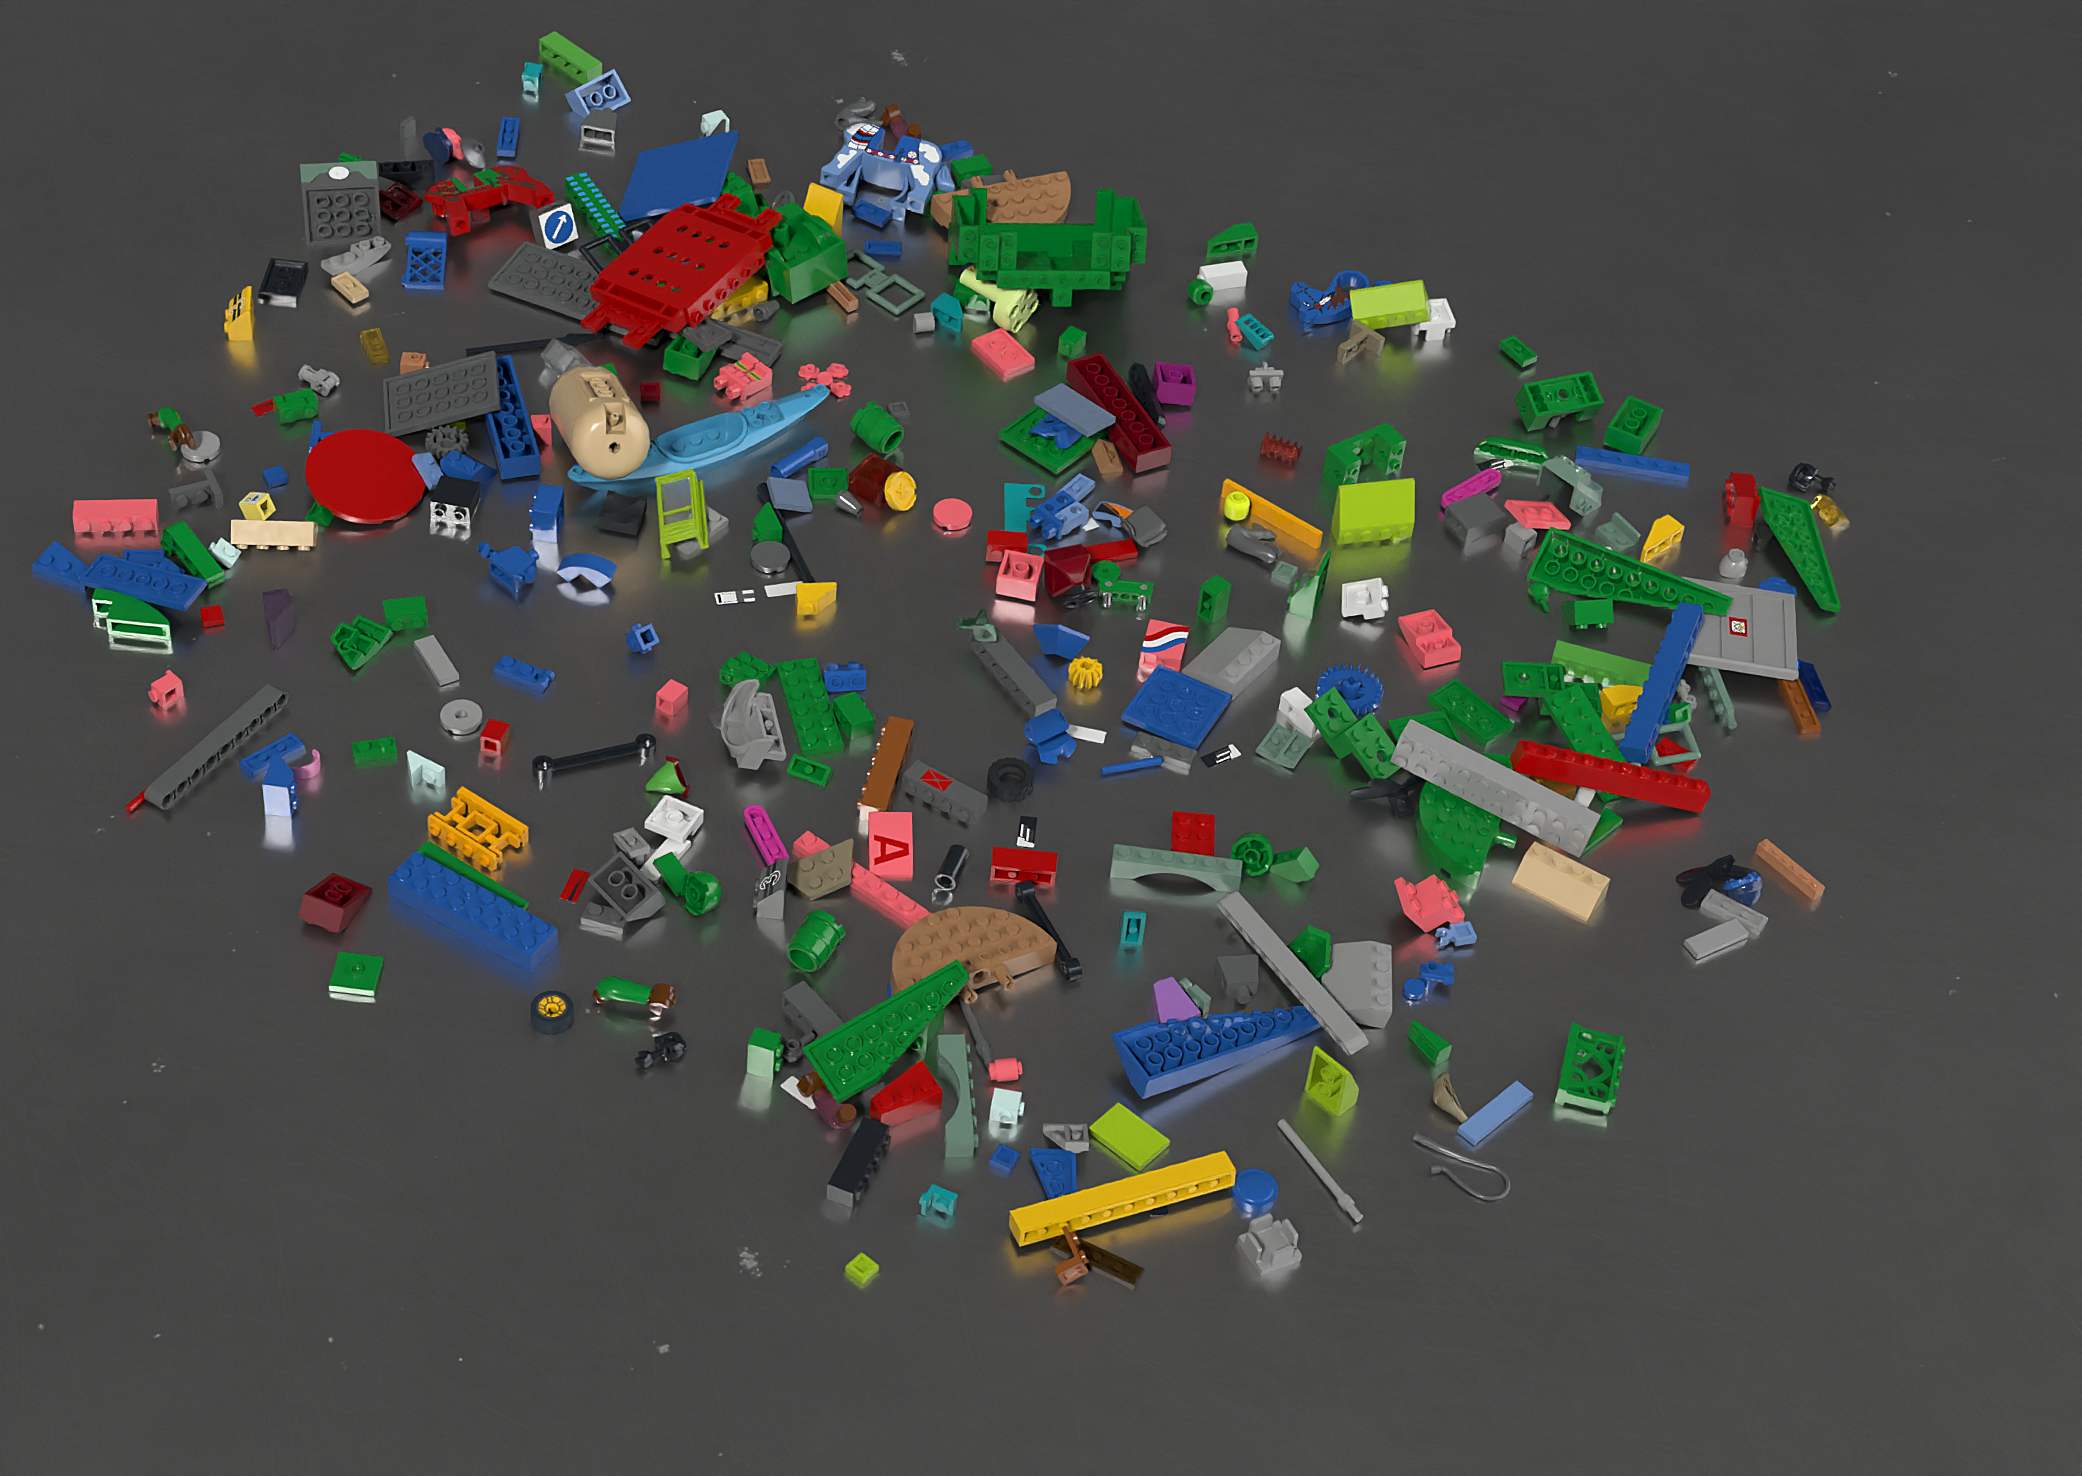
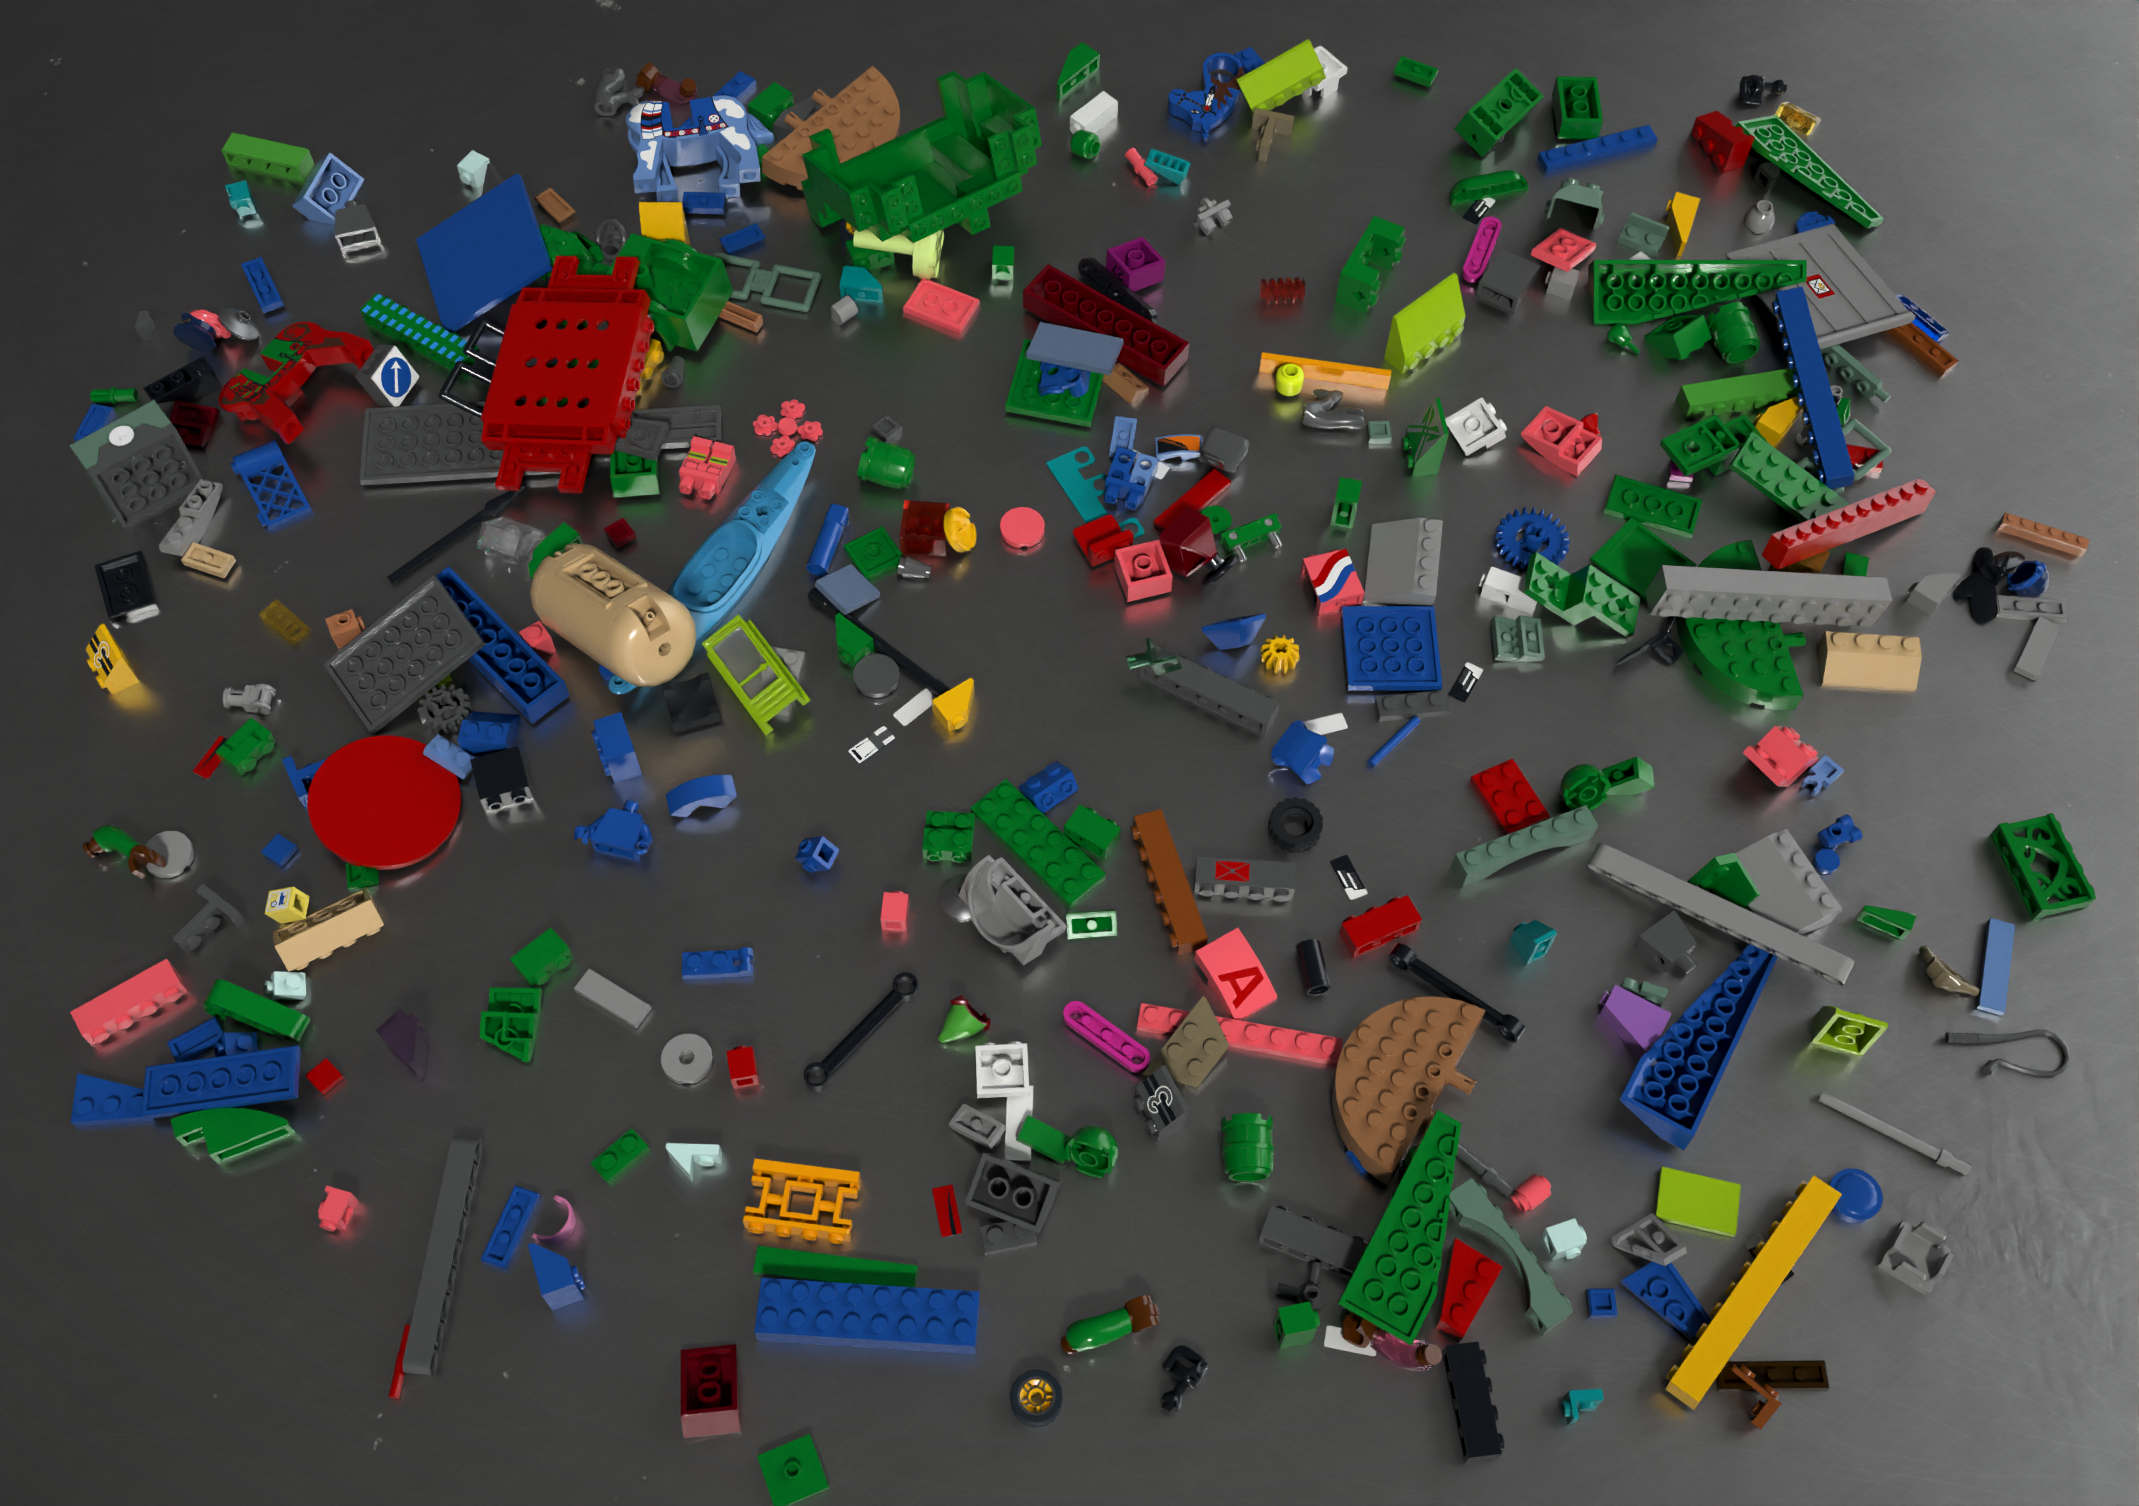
camera: 25 degrees left, 15 degrees up
(1463, 636) = (1590, 423): none -> red rock
(1634, 625) = (1734, 332): none -> green piece
(1658, 862) = (1931, 591): none -> light grey slope

